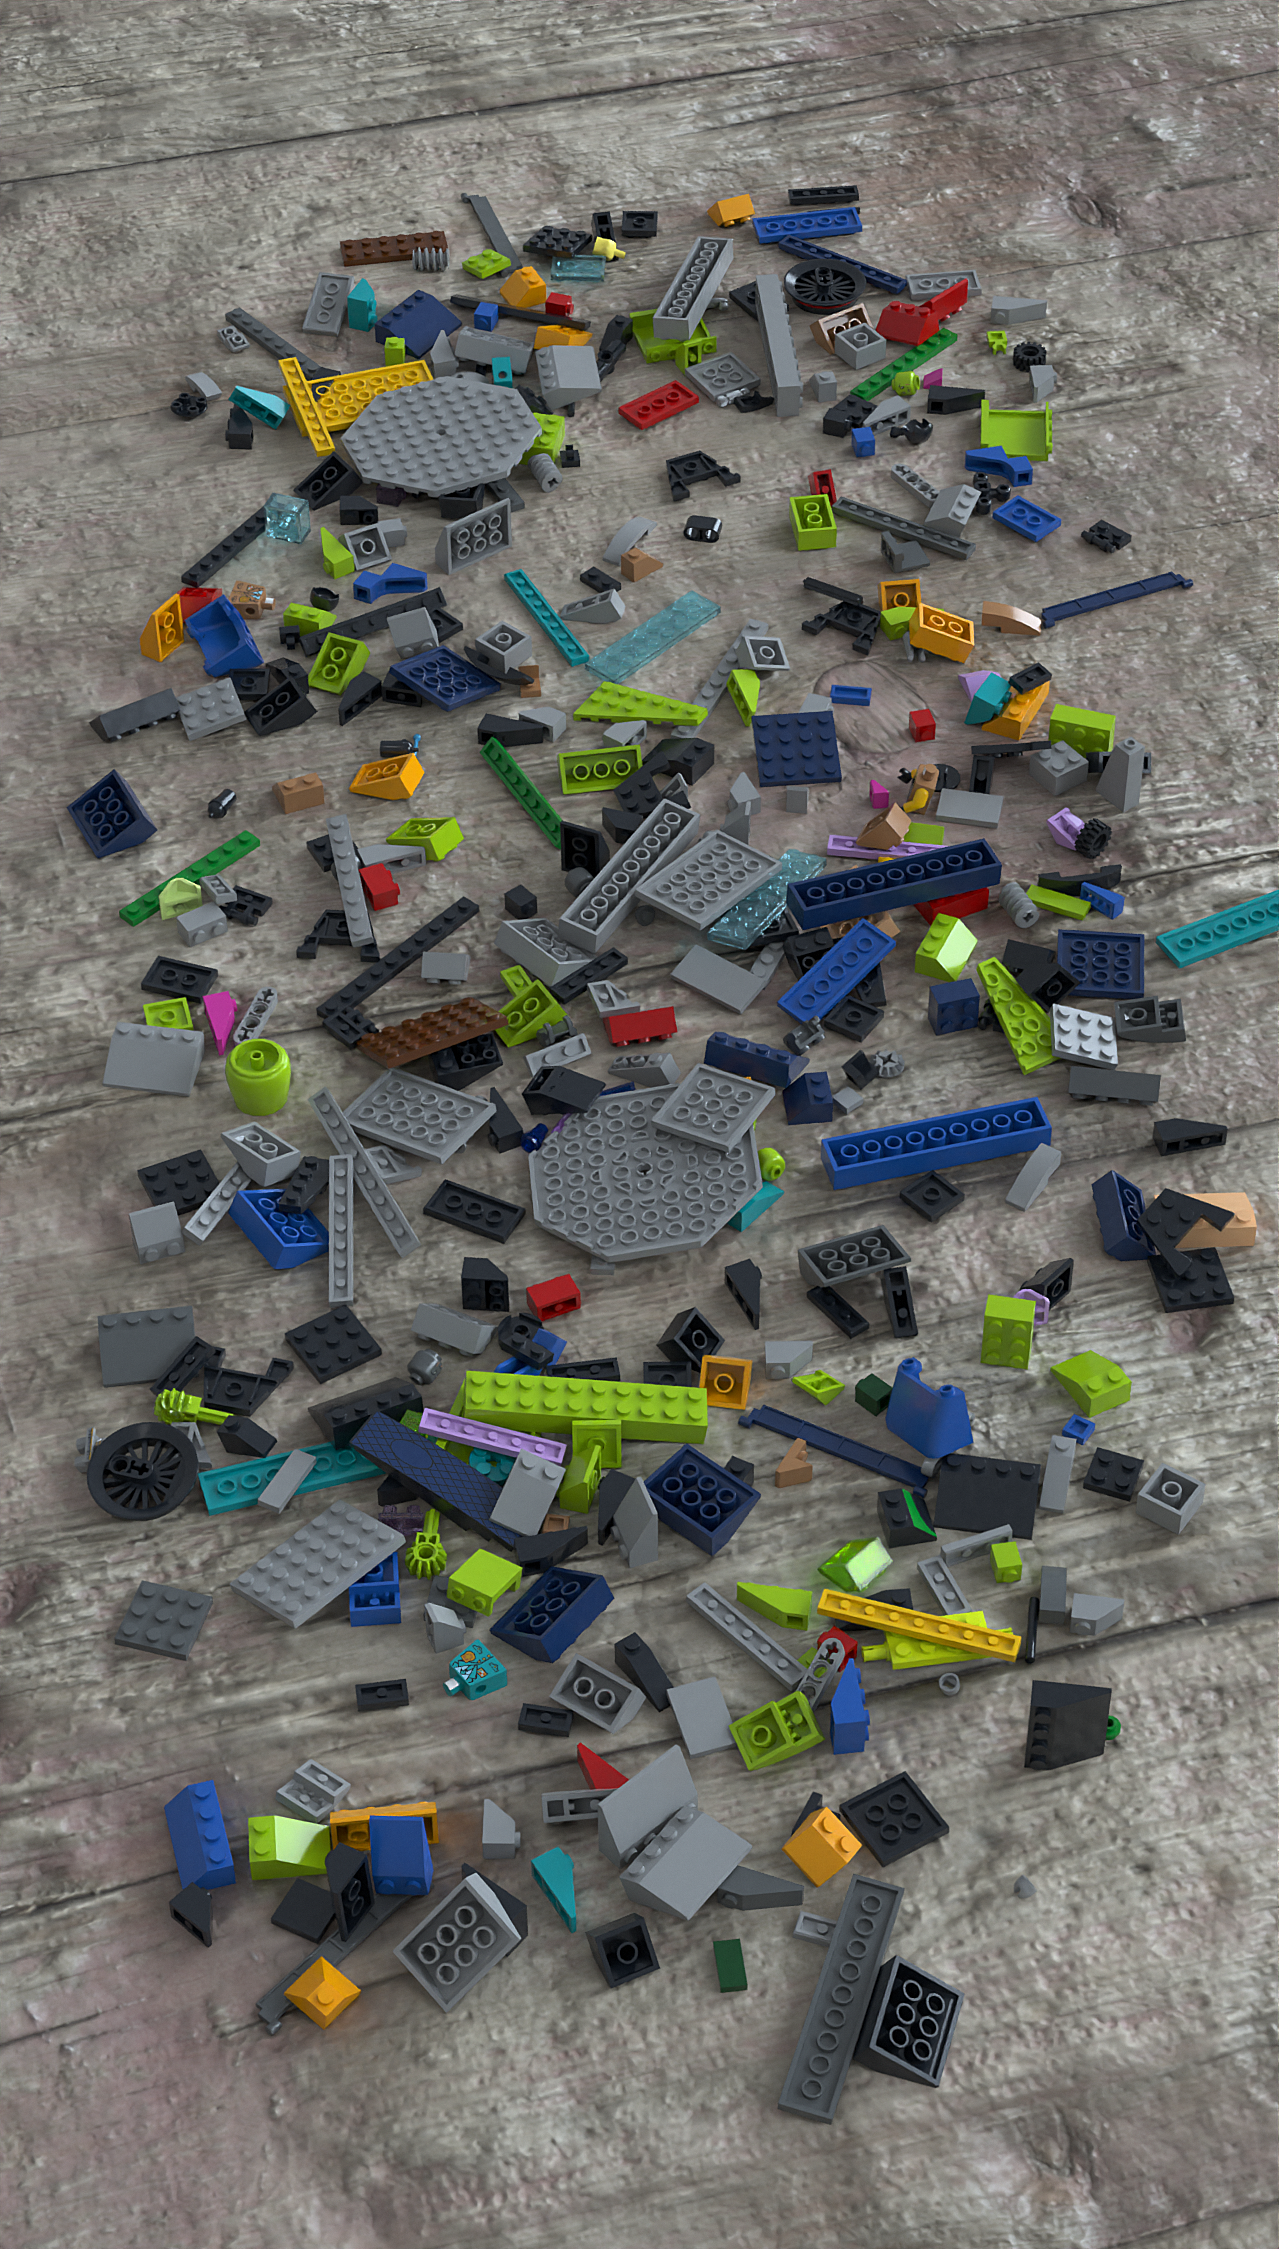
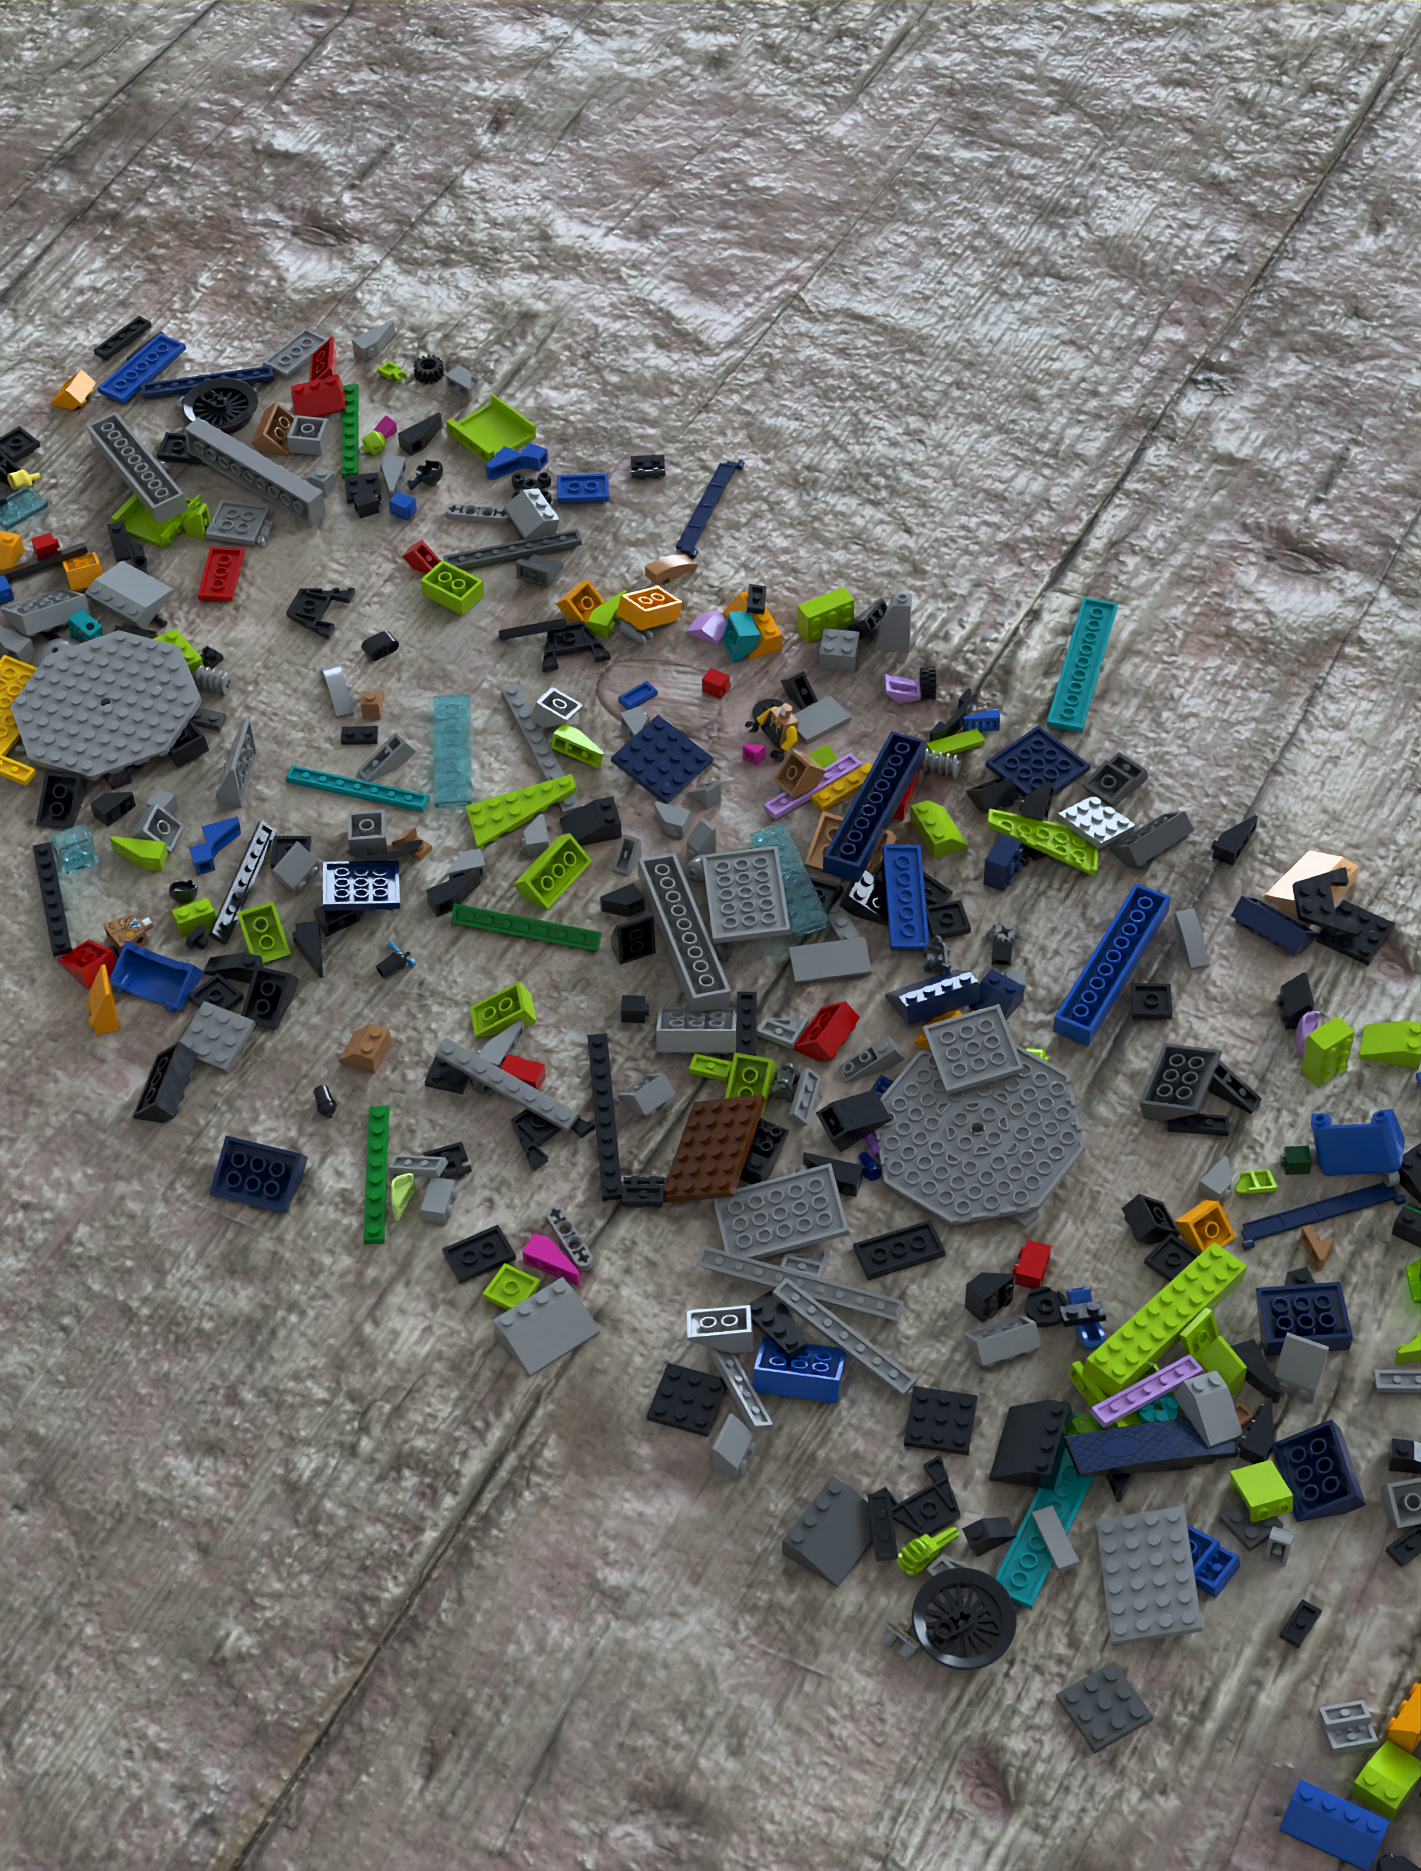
camera: 45 degrees left, 5 degrees up
(258, 1076) = (647, 1275): lime piece -> none
(389, 778) = (416, 990): light orange slope -> none
(405, 1523) = (1158, 1499): clear purple hips -> none
(424, 1367) = (1023, 1383): dark grey head -> none
(427, 1554) = (1193, 1500): lime gear -> none
(475, 1673) = (1331, 1554): teal torso -> none
(577, 881) = (652, 963): dark grey head -> none
(599, 1369) = (1120, 1297): black plate -> none
(639, 792) = (607, 870): black wing -> none
(744, 1284) = (1135, 1156): black slope -> none
(750, 404) = (283, 528): black slope -> none
(1011, 749) = (790, 665): black wing -> none

